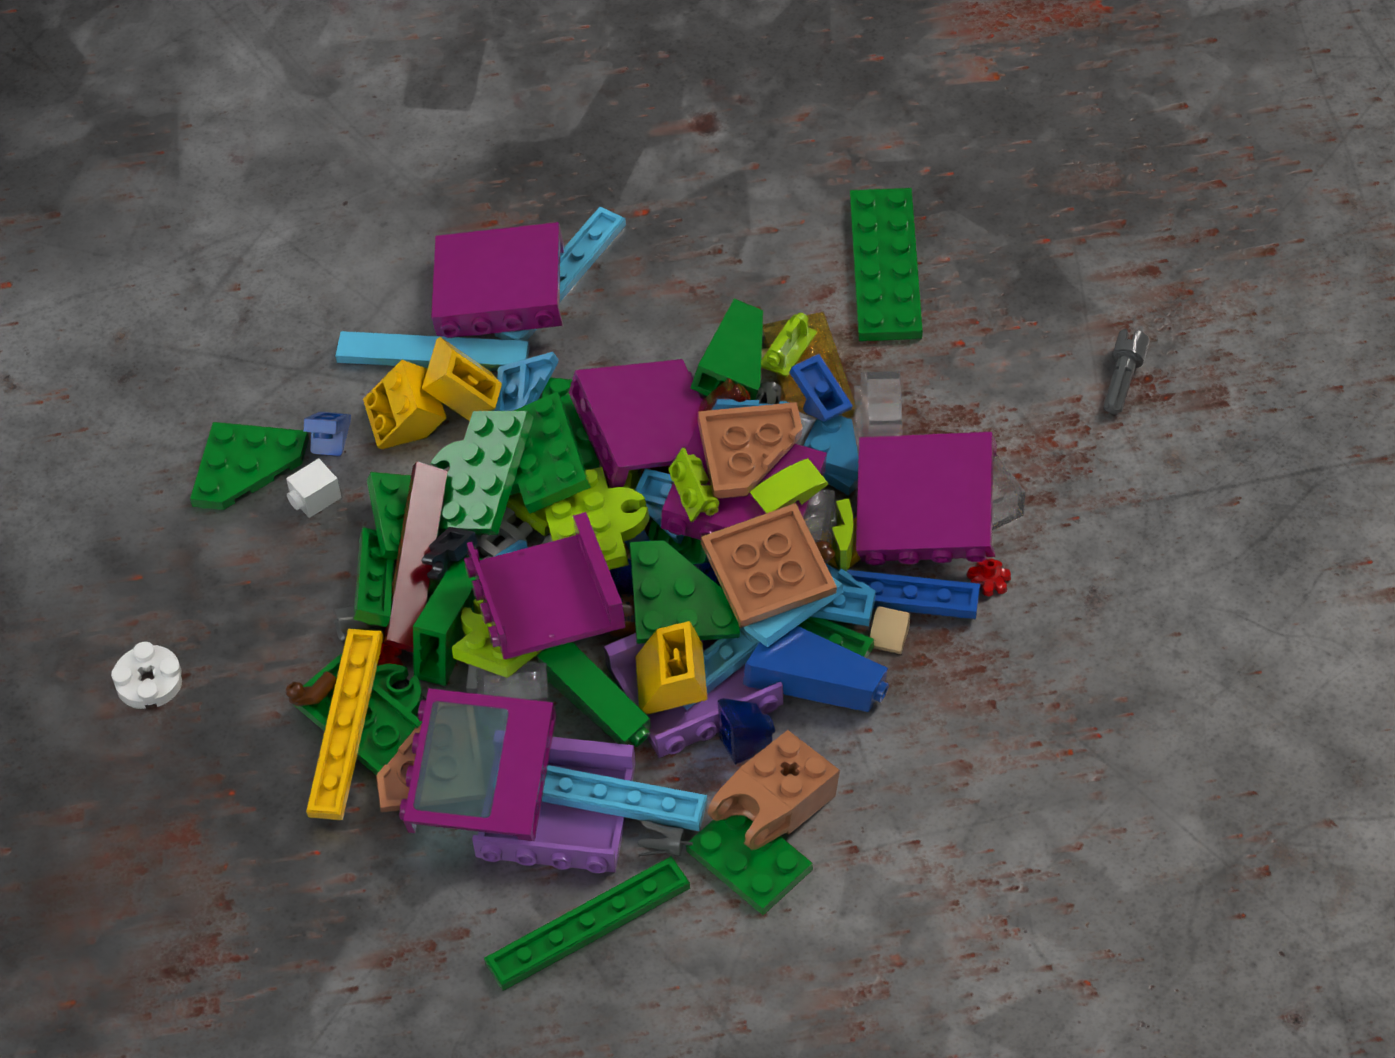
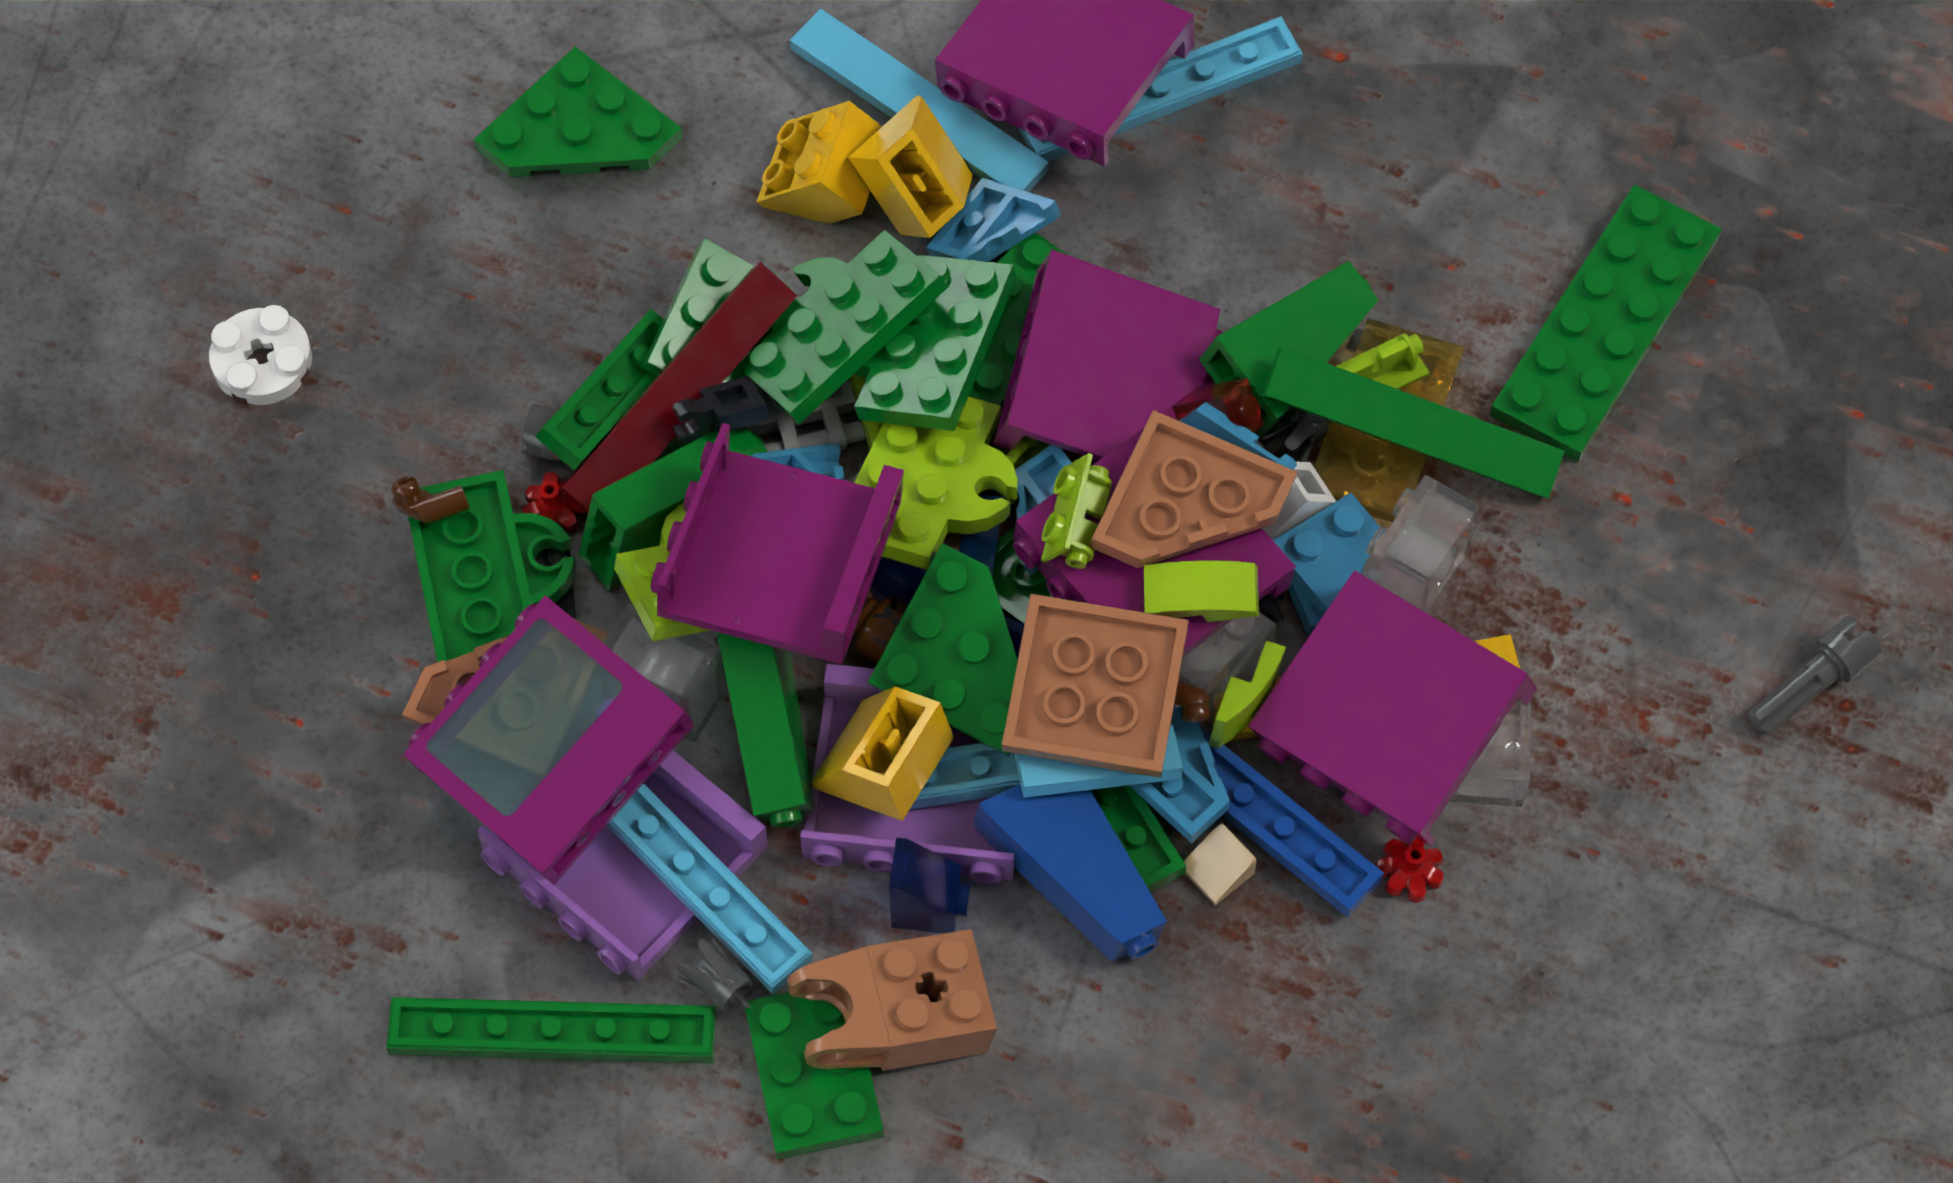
camera: 30 degrees right, 10 degrees up
(313, 488) = (629, 215): white brick -> none
(327, 432) = (706, 142): blue slope -> none
(344, 724) = (438, 572): yellow tile -> none
(822, 391) = (1360, 465): blue slope -> none
(840, 356) = (1413, 423): none -> green tile

